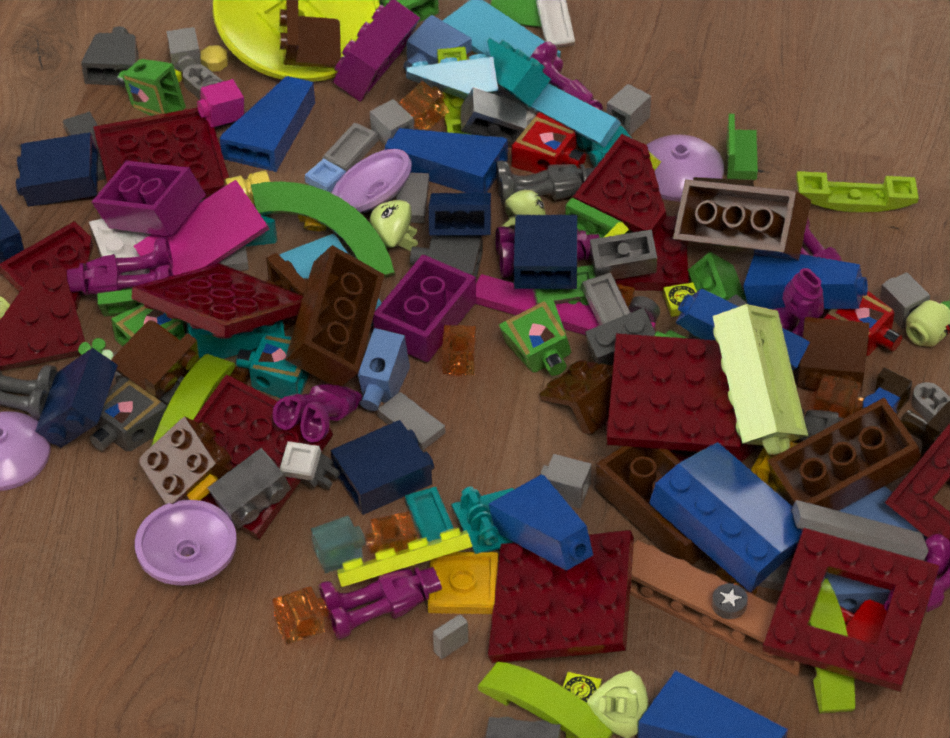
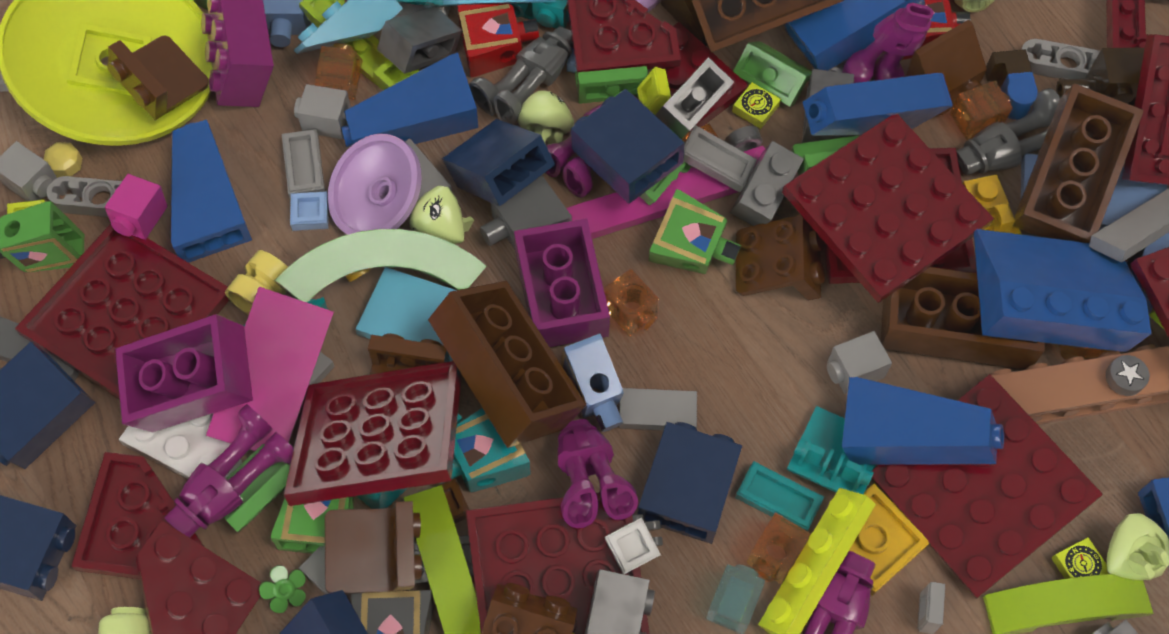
camera: 45 degrees left, 15 degrees up
(759, 377) = (959, 139): yellowish green piece -> none

